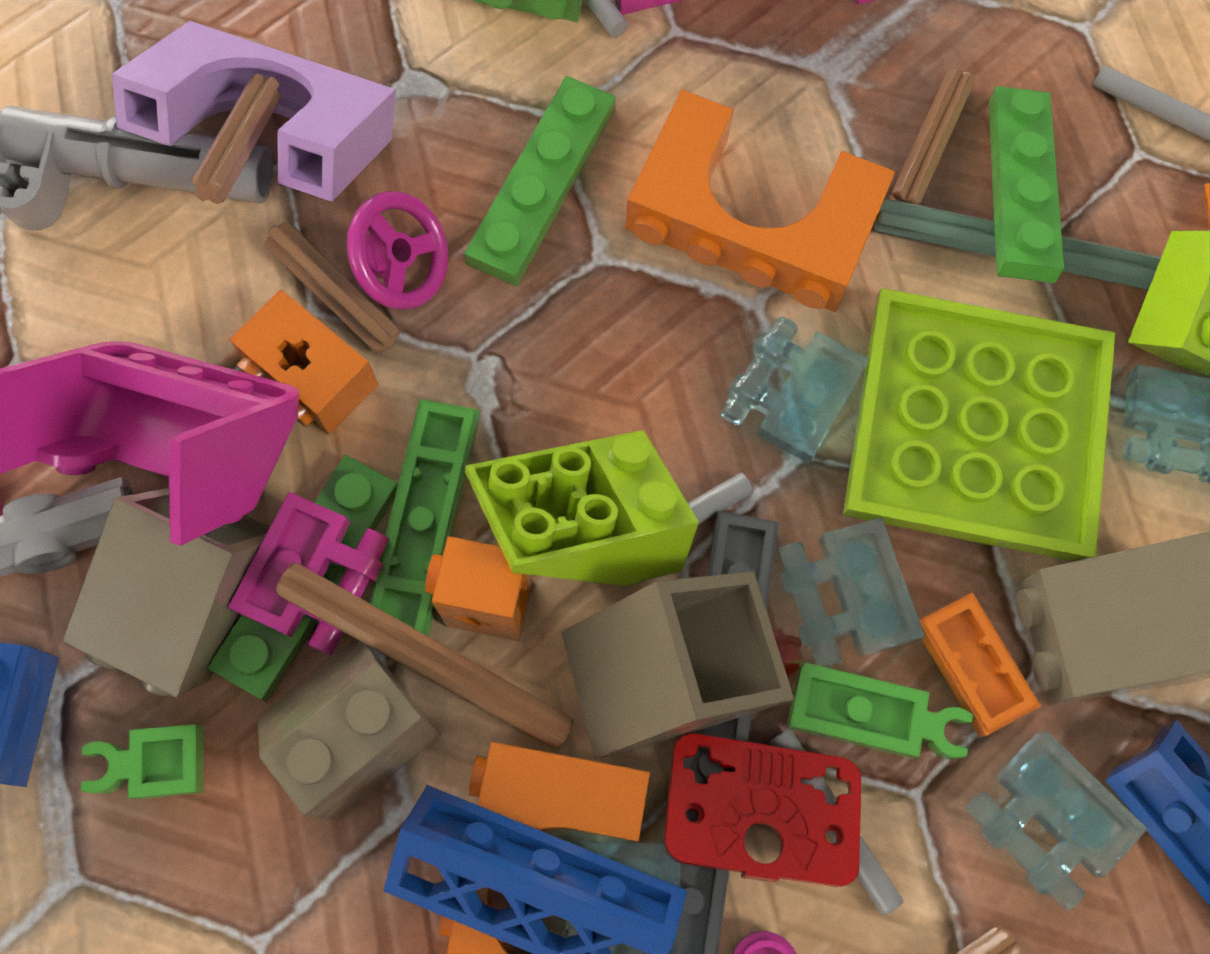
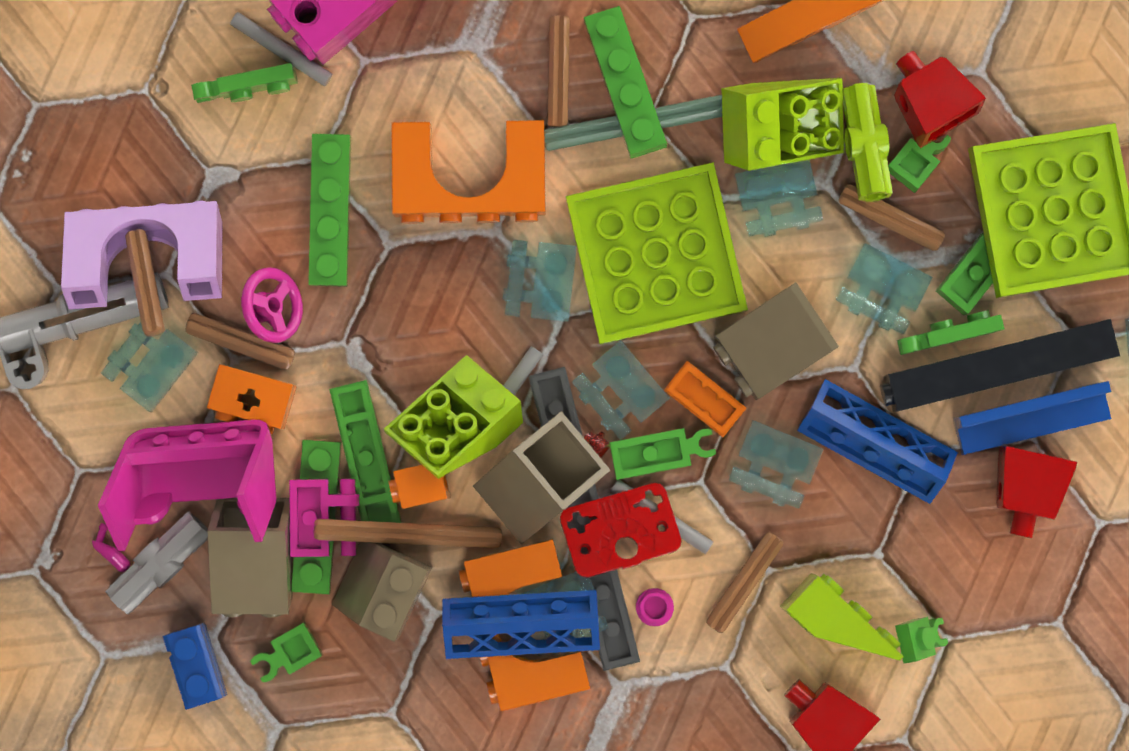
camera: 20 degrees left, 15 degrees up
(198, 272) = (157, 370): none -> clear light blue plate

